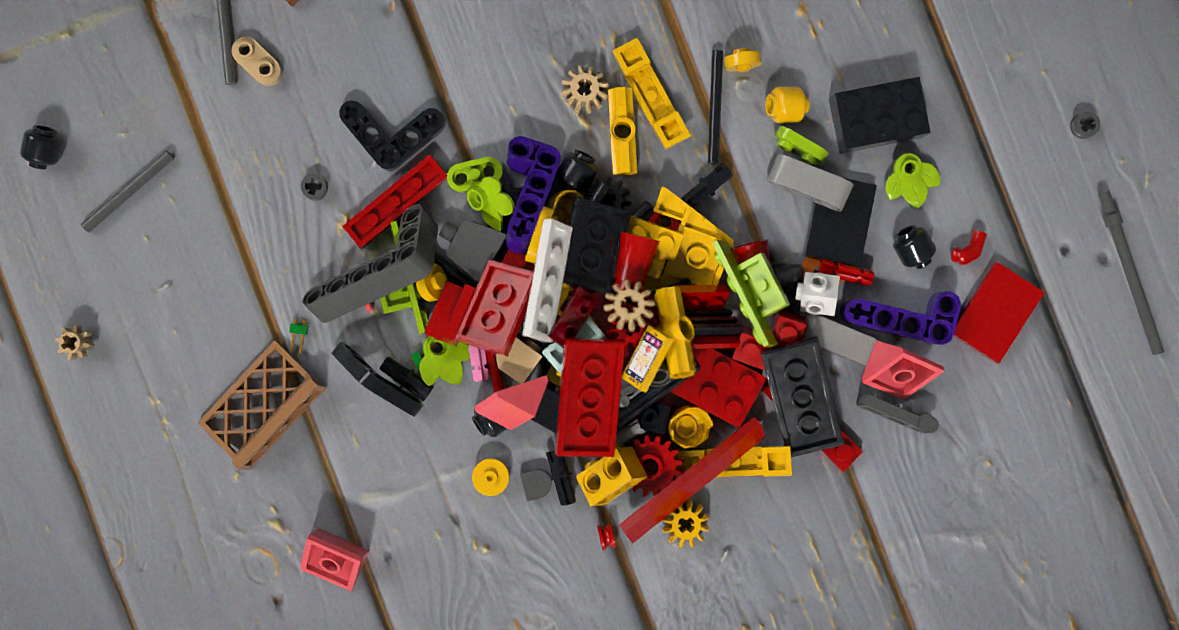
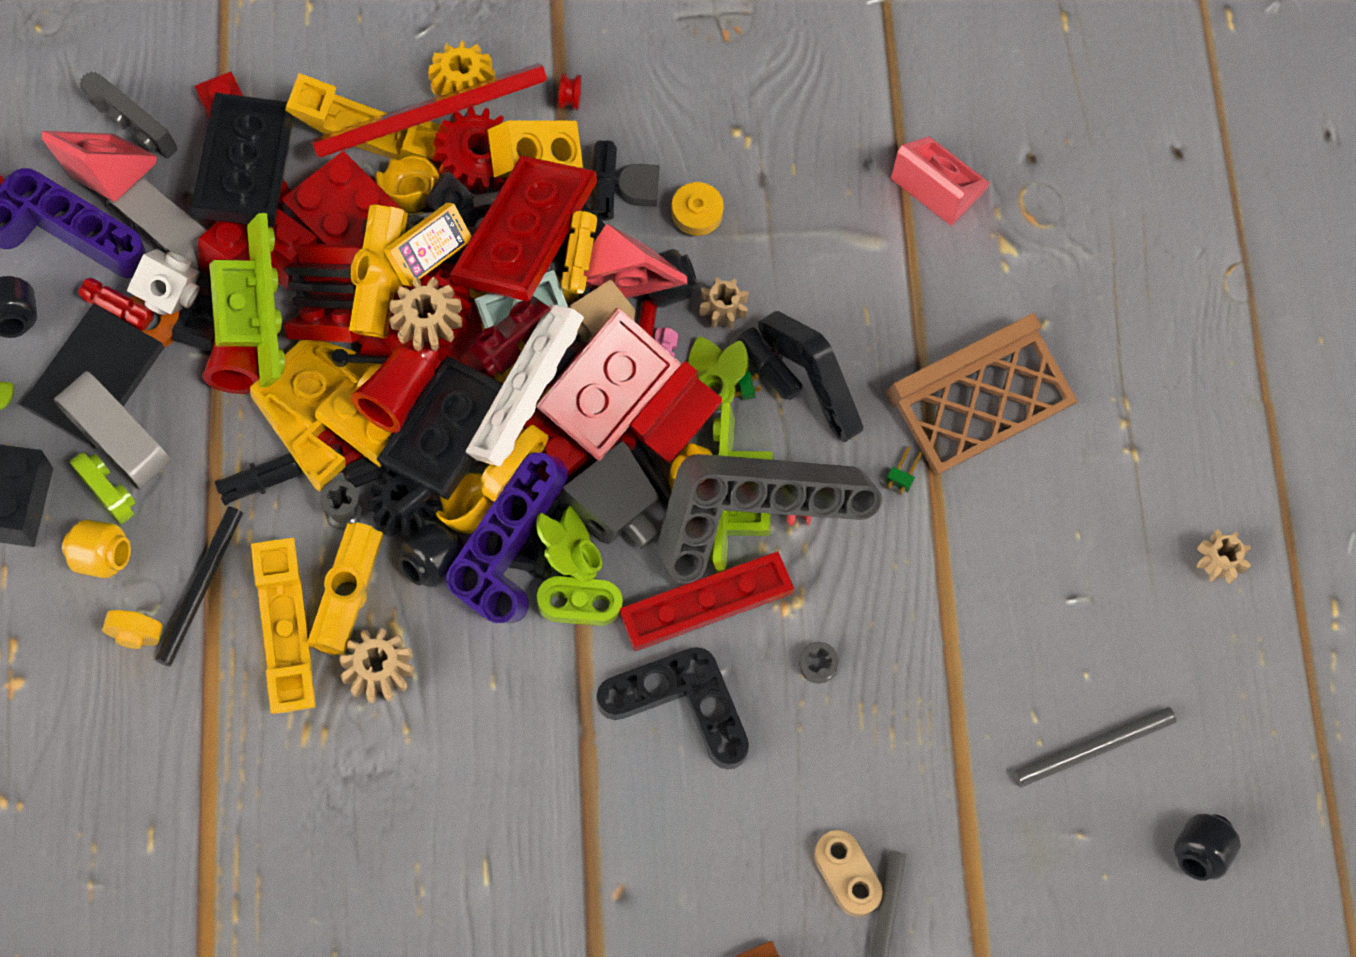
camera: 170 degrees left, 20 degrees down
(441, 409) = (723, 303): none -> tan gear
(547, 390) = (578, 252): none -> yellow axle
(653, 180) = (335, 494): none -> dark grey bush

